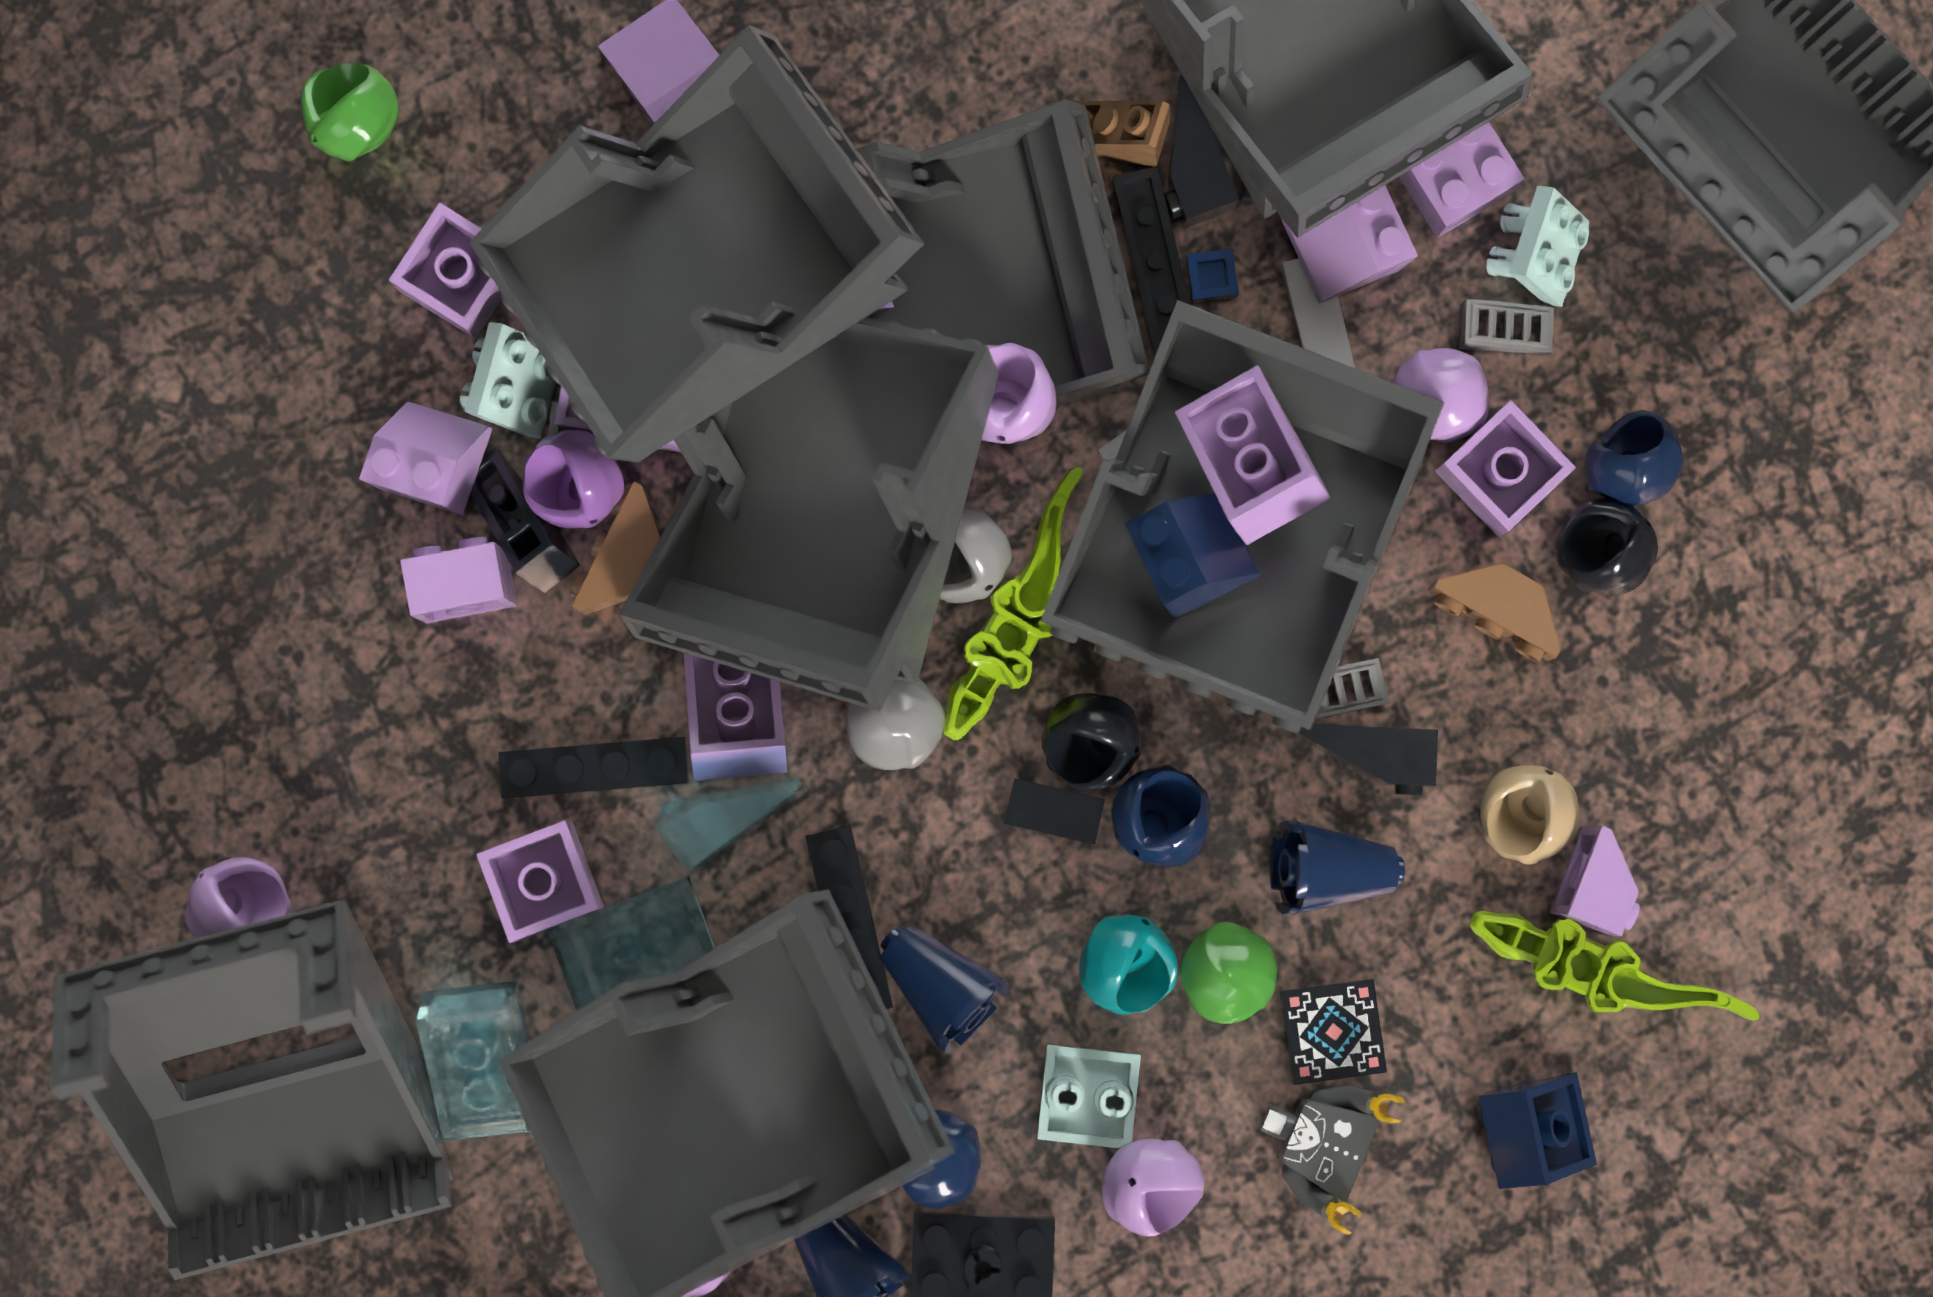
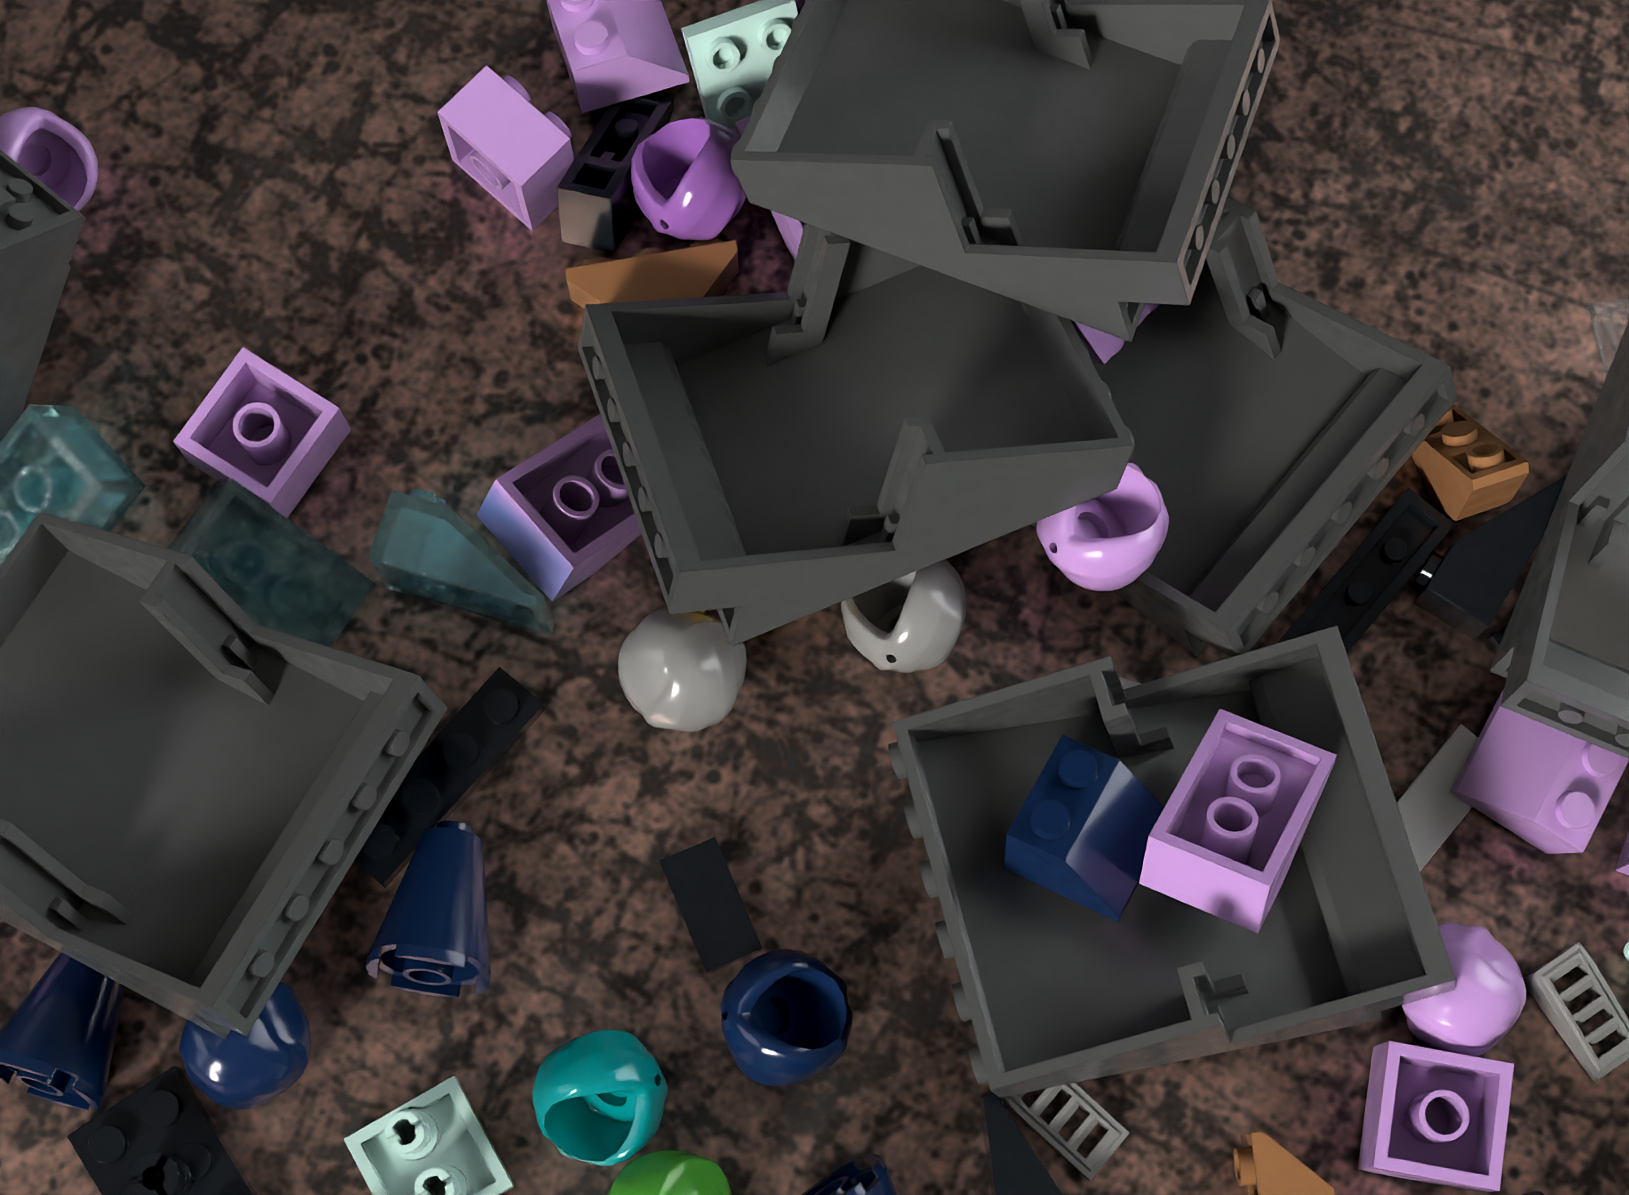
camera: 55 degrees right, 10 degrees down
(593, 767) = (417, 410): black plate -> none
(1013, 628) = (851, 722): lime animal -> none
(1091, 740) = (811, 884): black piece -> none
(1212, 275) = (1389, 662): blue plate -> none

